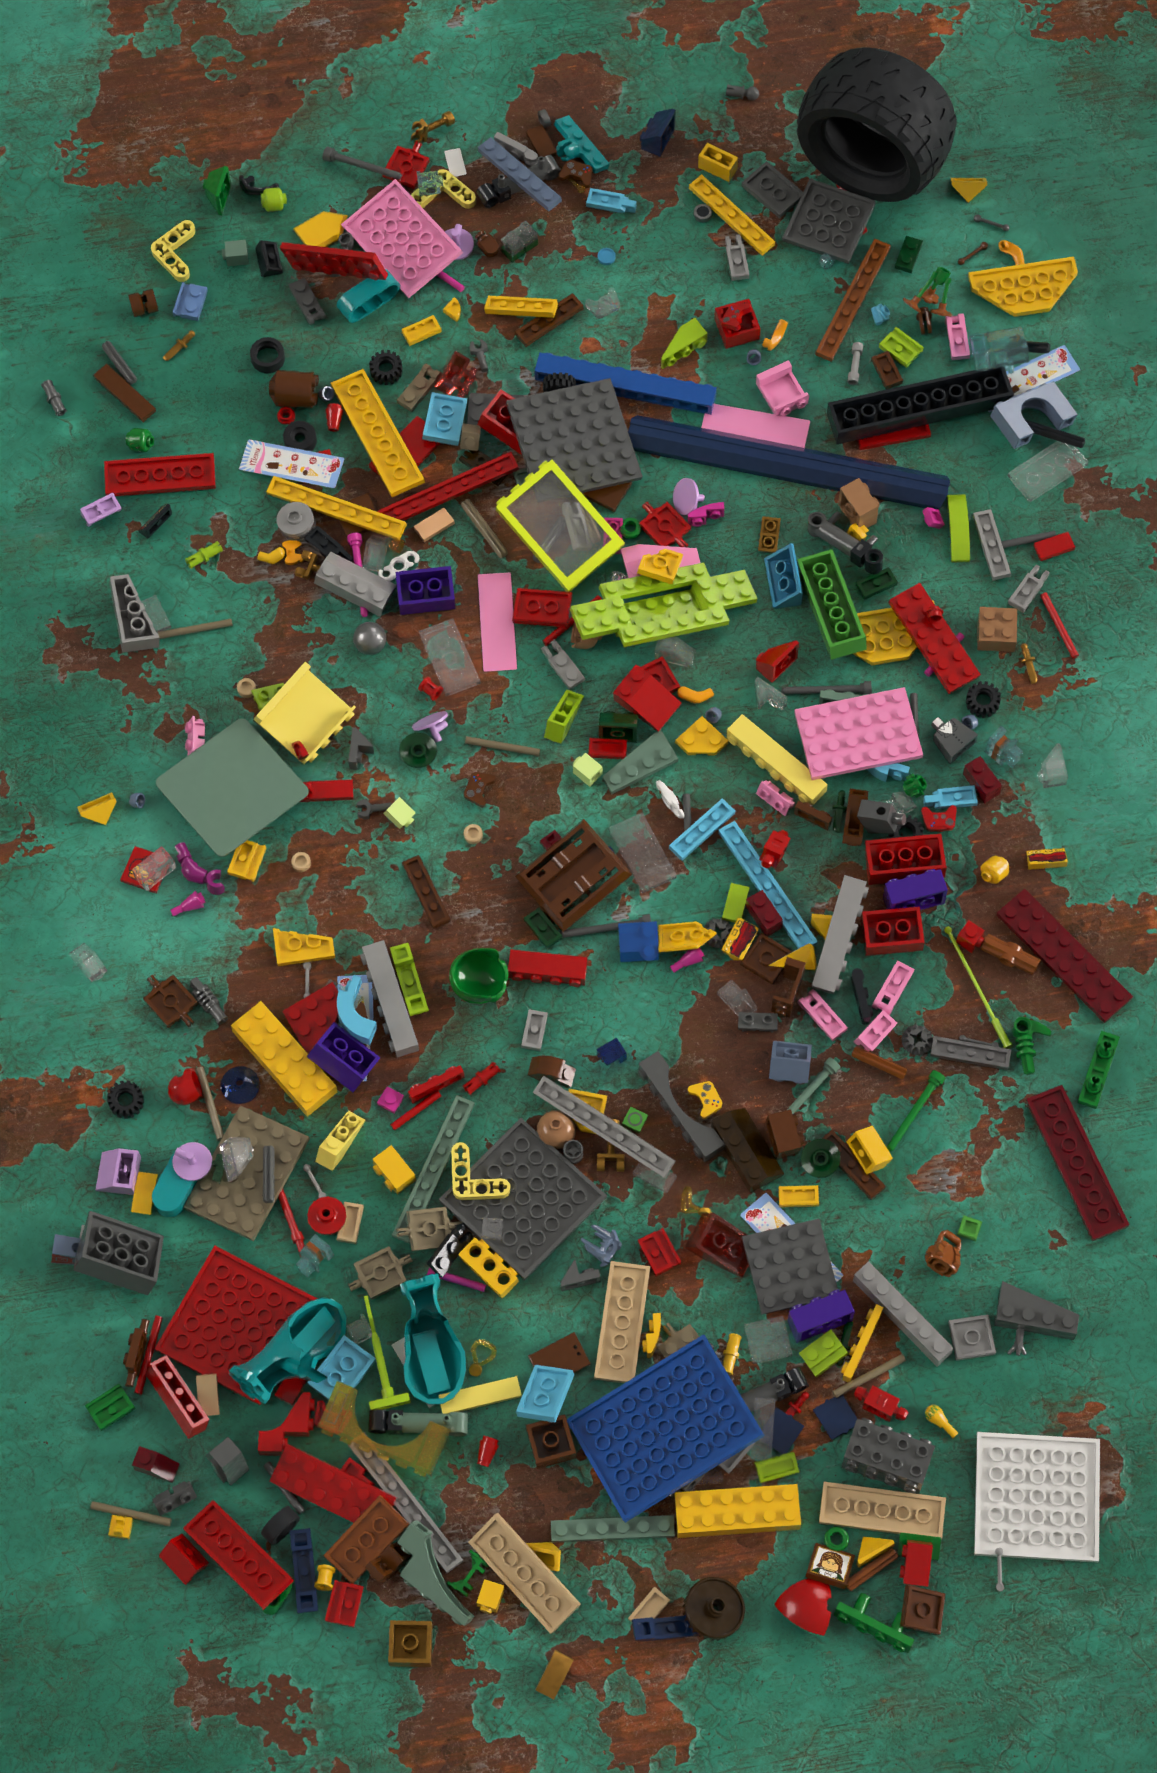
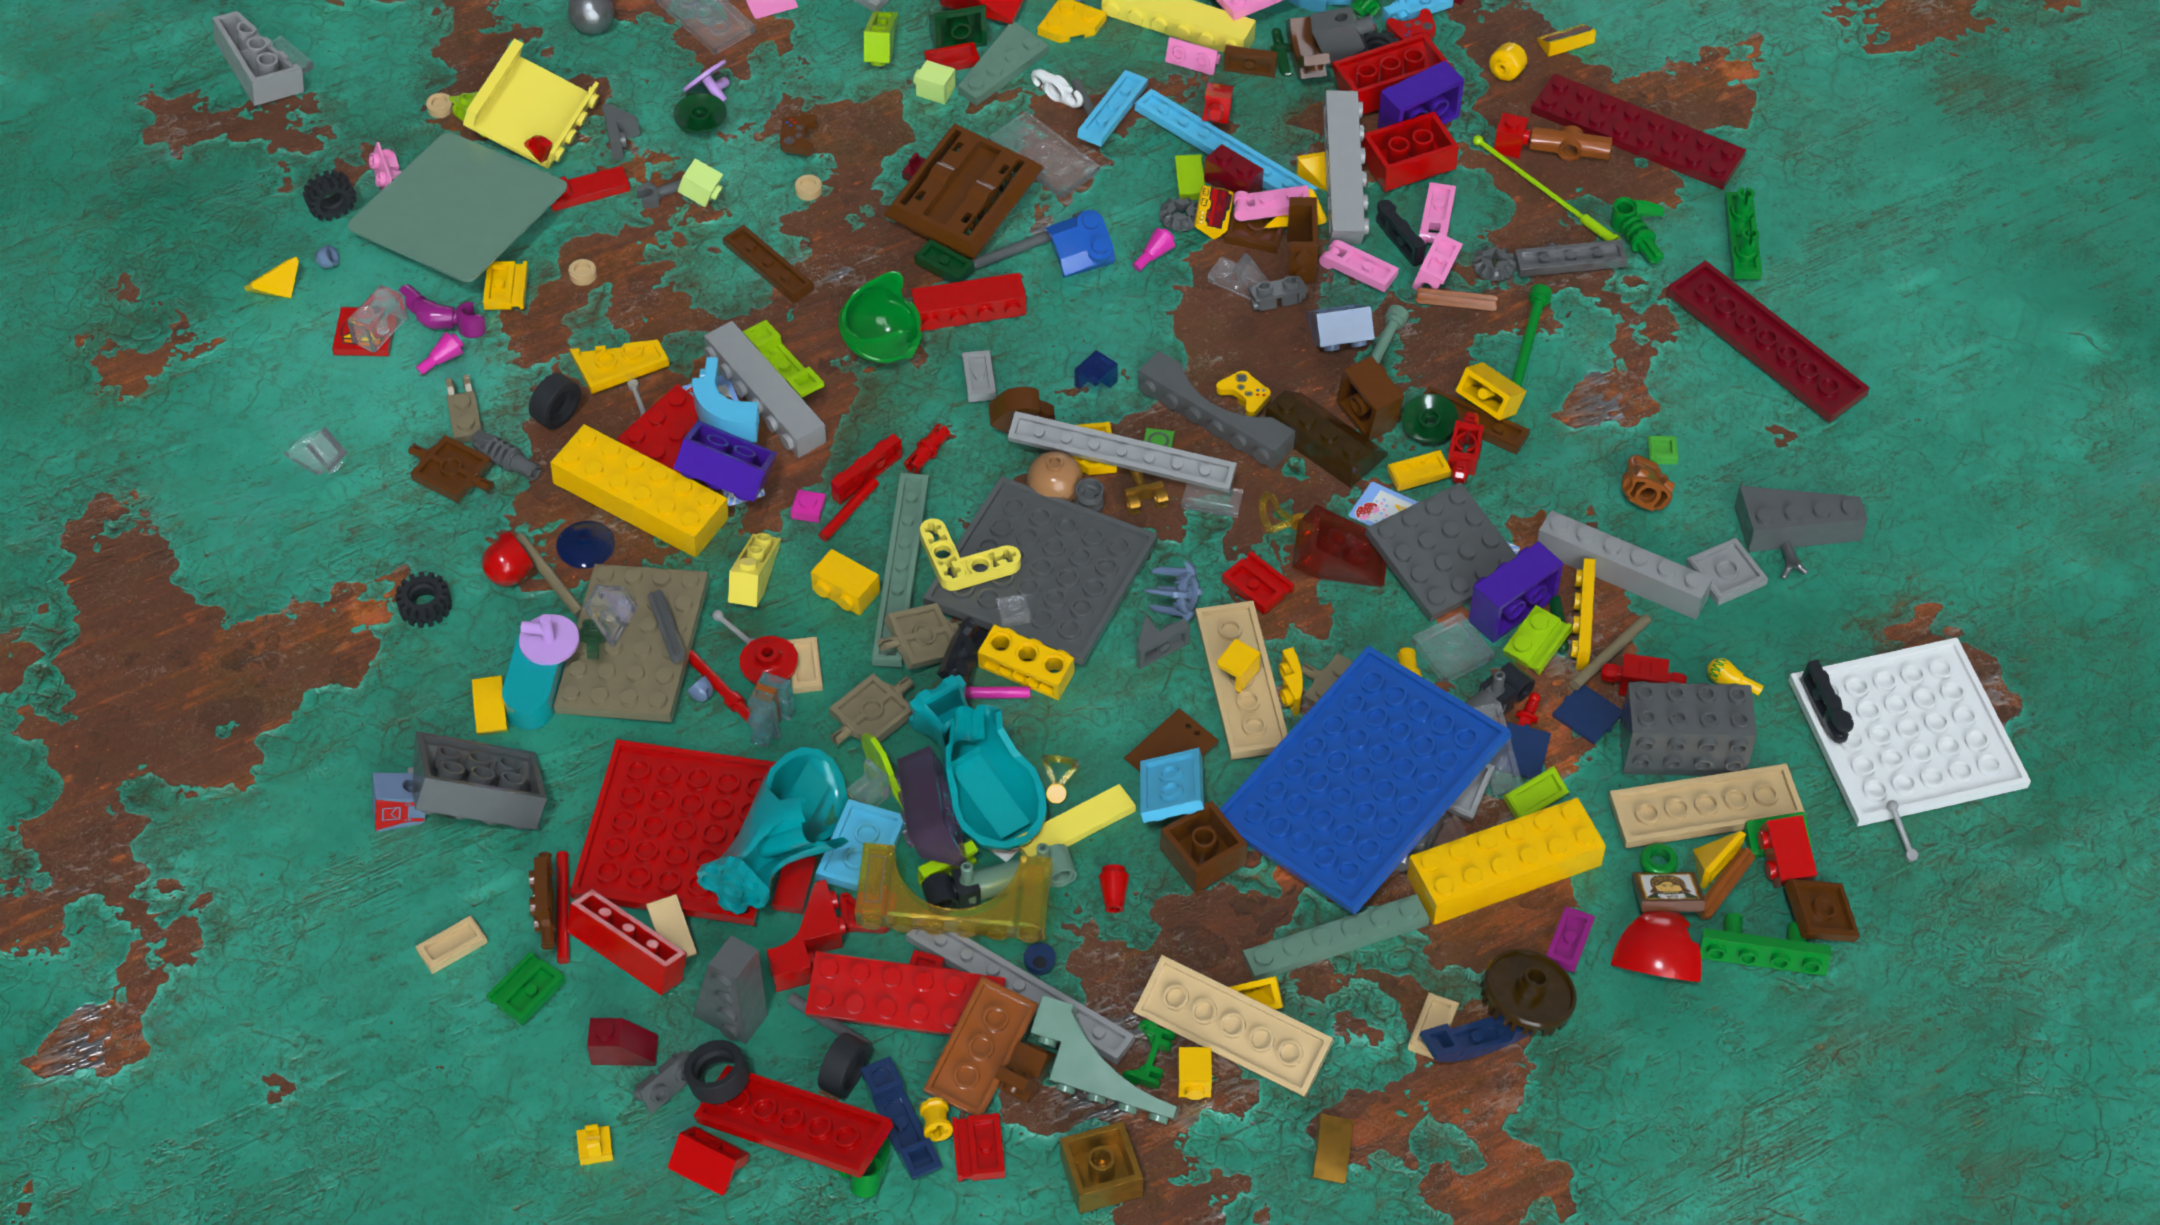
camera: 20 degrees left, 15 degrees down
(74, 1360) = (451, 944): none -> tan tile
(118, 1171) = (442, 685): lavender slope -> none
(131, 1513) = (614, 1122): dark tan bar -> none
(150, 752) = (334, 205): none -> black tyre
(191, 955) = (463, 410): none -> dark tan hinge
(195, 628) = (349, 59): dark tan bar -> none
(196, 1493) = (709, 1054): none -> black tyre
(249, 971) = (551, 388): none -> black tyre
(278, 1221) = (701, 690): none -> sand blue hinge
(385, 1371) = (929, 809): none -> clear purple slope
(425, 1485) = (1039, 959): none -> dark blue tile
(430, 688) = (692, 47): red bush -> none
(502, 746) = (809, 87): dark tan bar -> none
(619, 1316) = (1240, 662): none -> yellow panel
(682, 936) = (1140, 222): yellow tile -> none
(756, 1578) = (1570, 938): none -> magenta plate
(779, 947) = (1266, 203): none -> bright pink plate
(842, 1177) = (1468, 433): none -> red piece
(988, 1466) = (1826, 702): none -> black hinge

